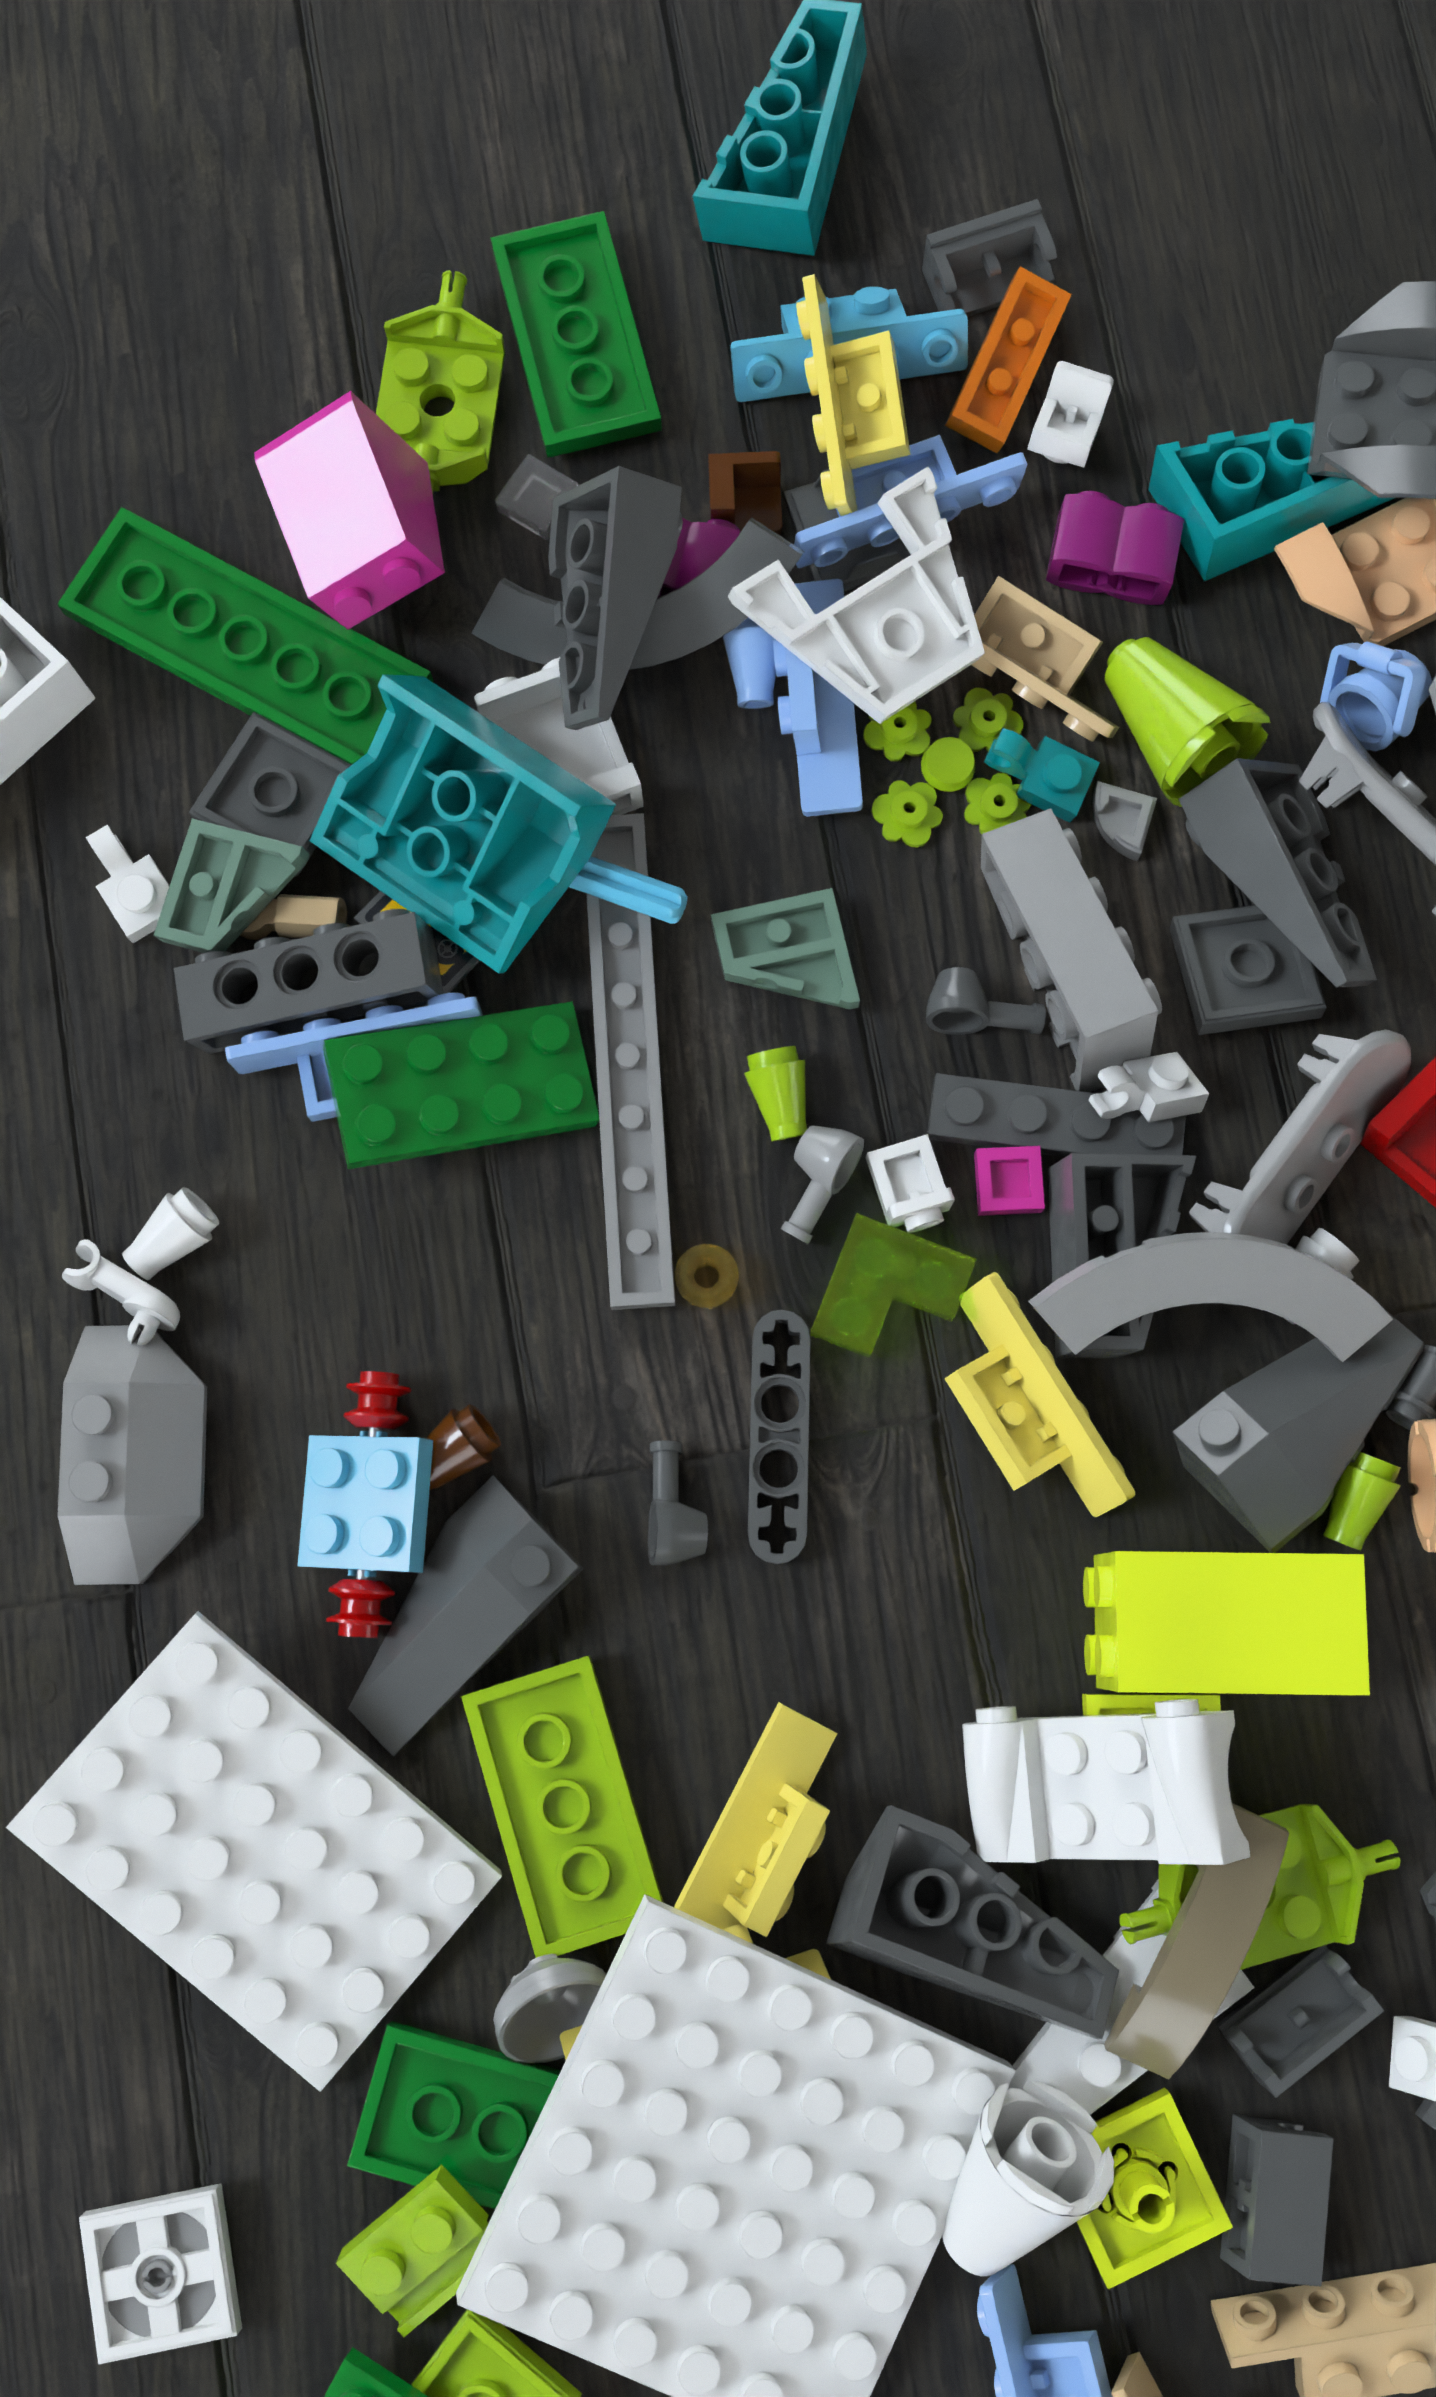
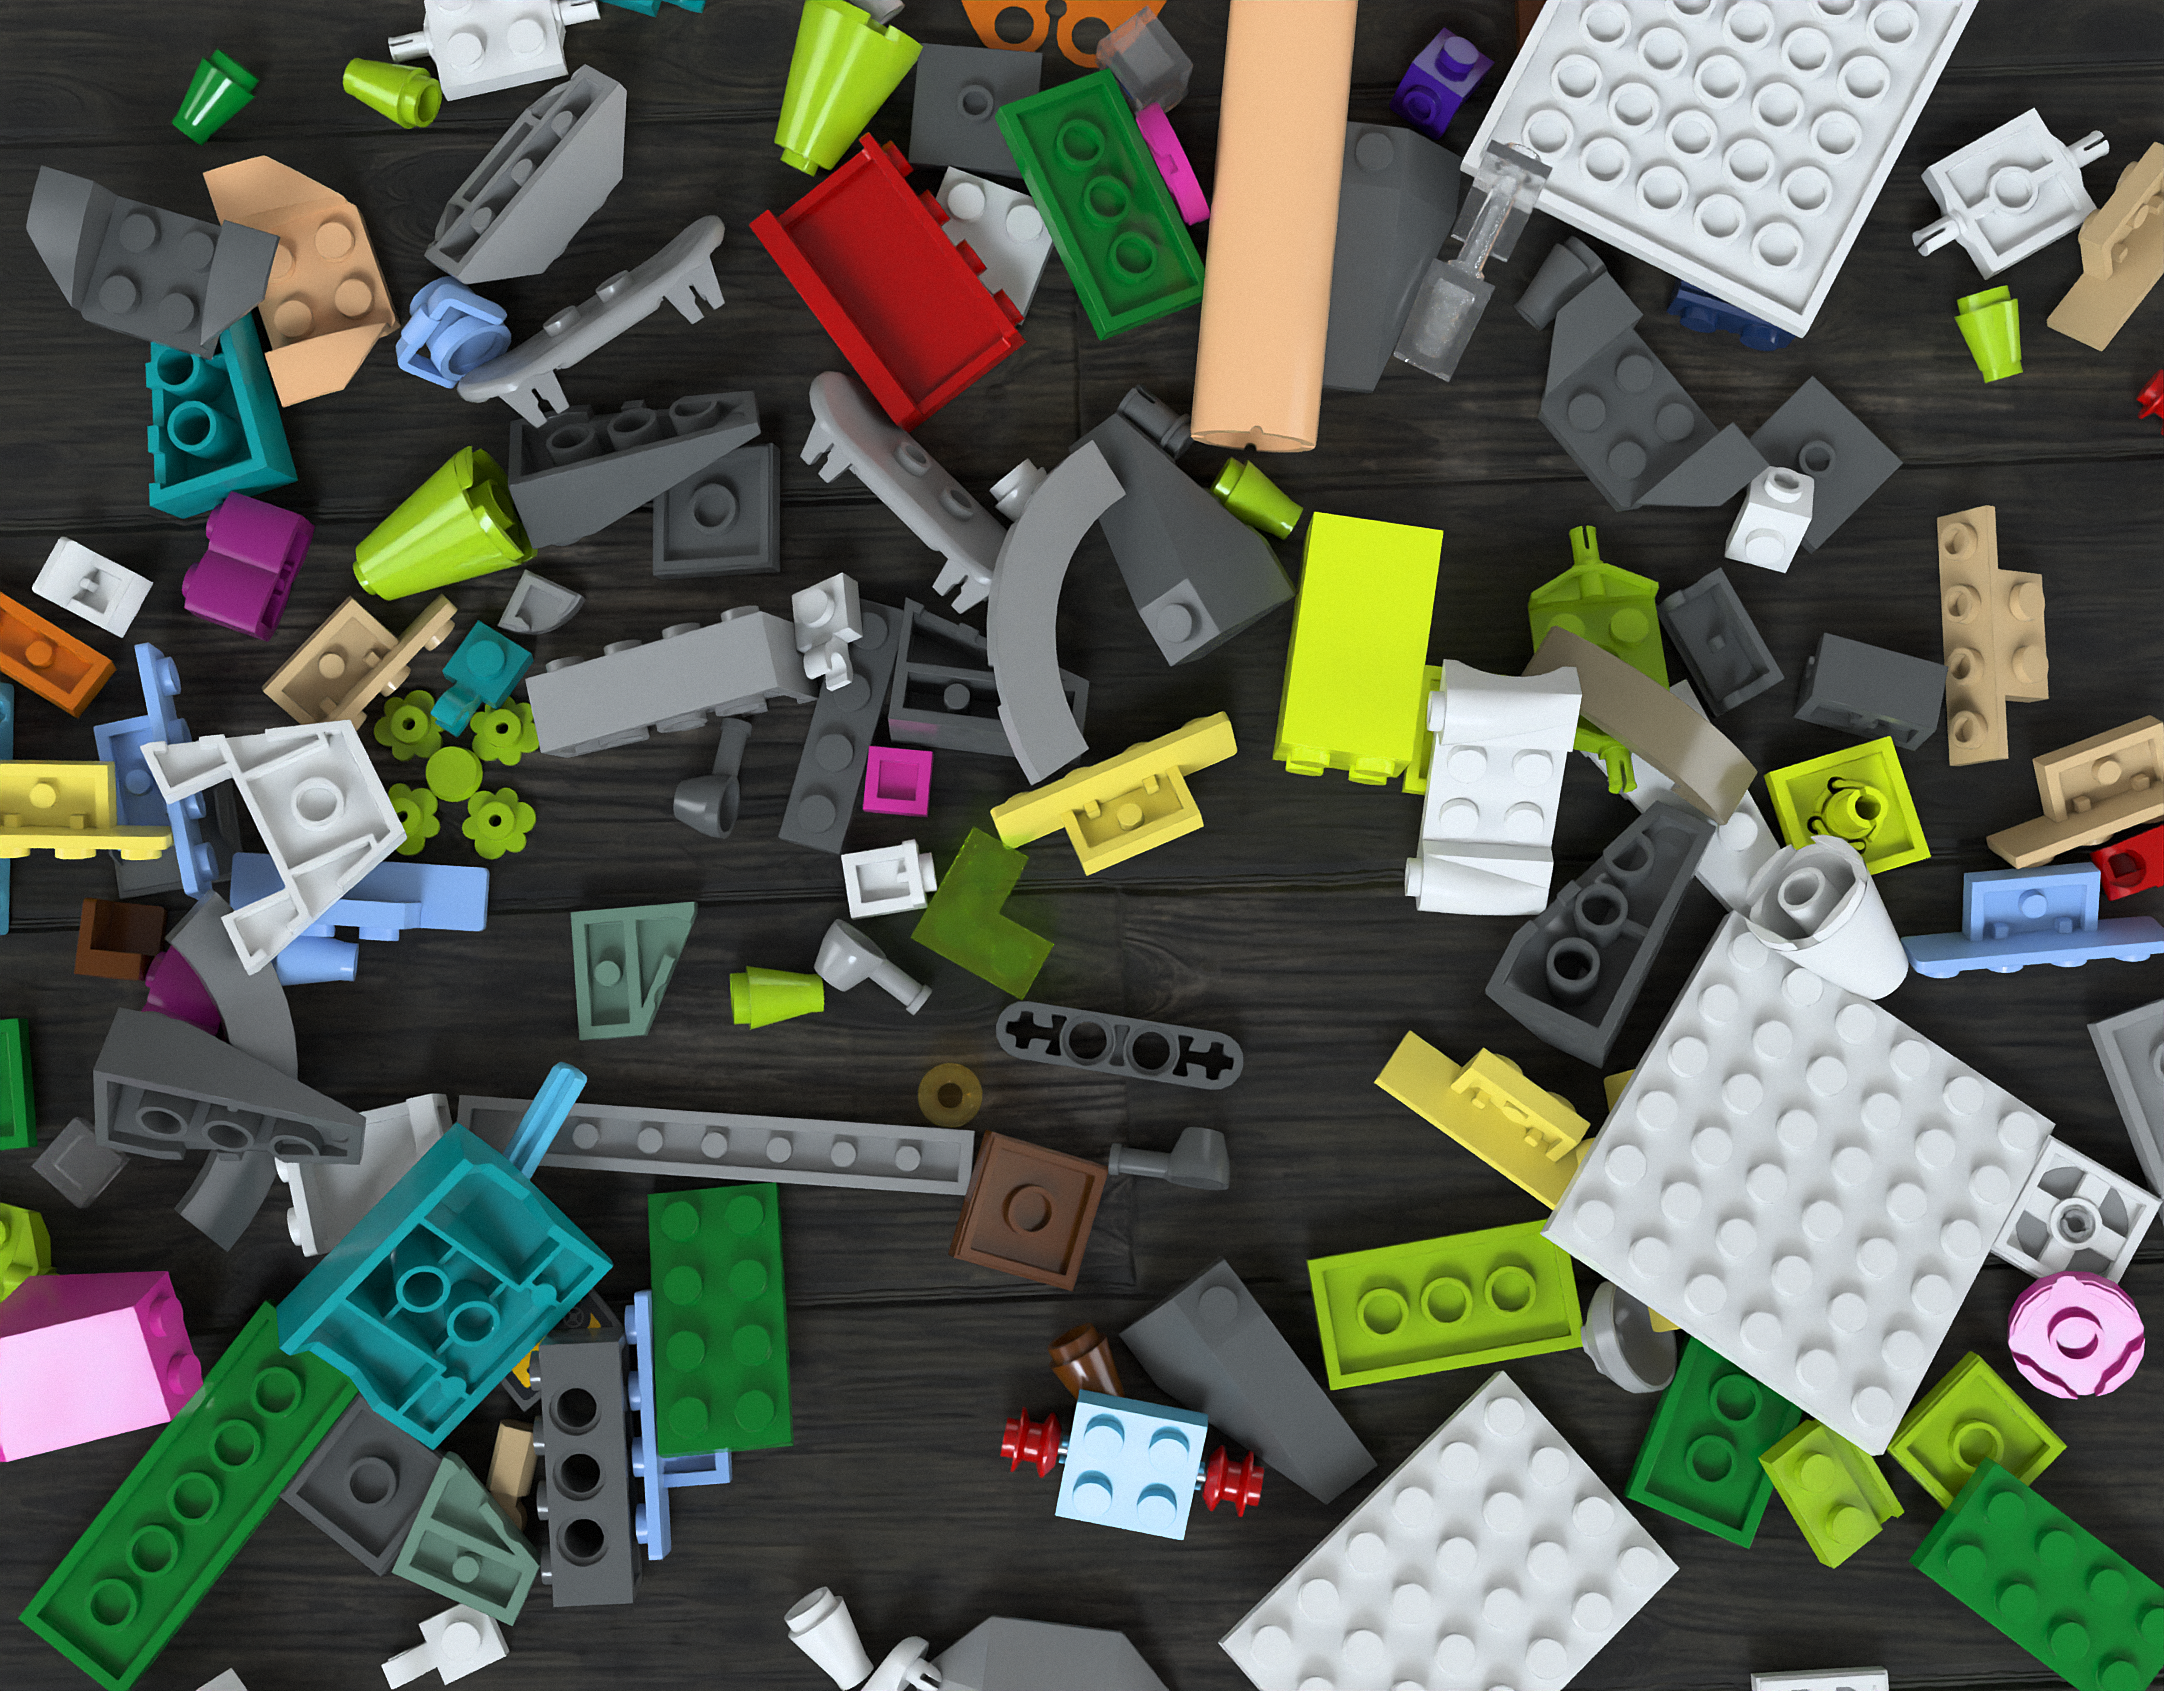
camera: 85 degrees left, 5 degrees up
(603, 1367) = (1028, 1210): none -> reddish brown plate

